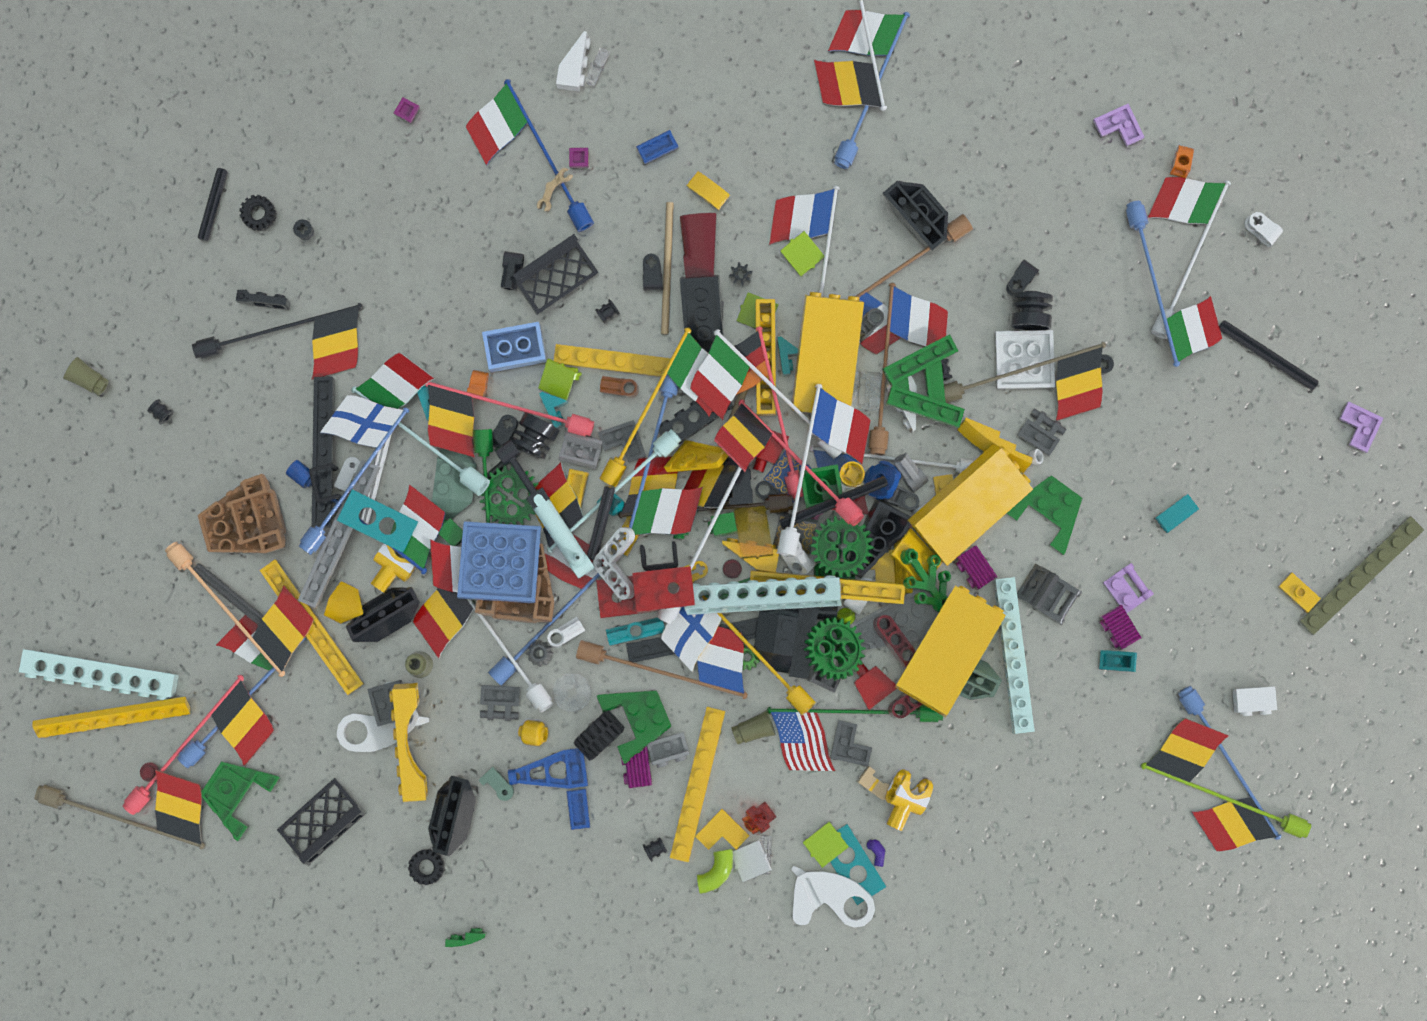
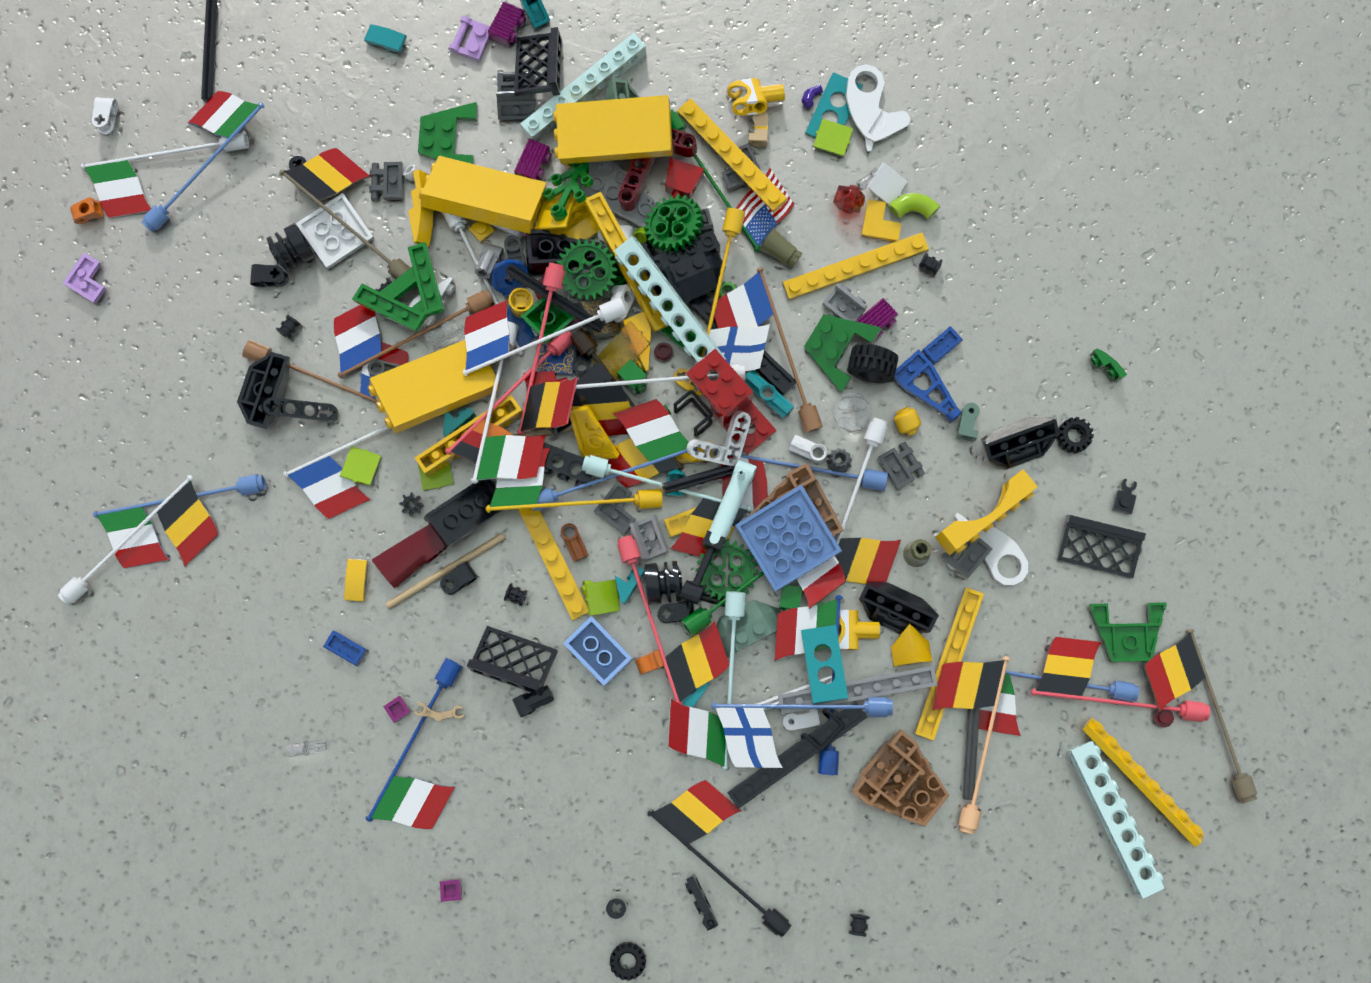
camera: 130 degrees left, 5 degrees down
(344, 870) = (1125, 500): none -> black plate
(571, 67) = (321, 768): white slope -> none
(866, 743) = (732, 155): none -> yellow plate
(881, 231) = (299, 409): none -> black beam
(963, 267) = (288, 327): none -> black bush
(1055, 644) = (554, 59): none -> black fence

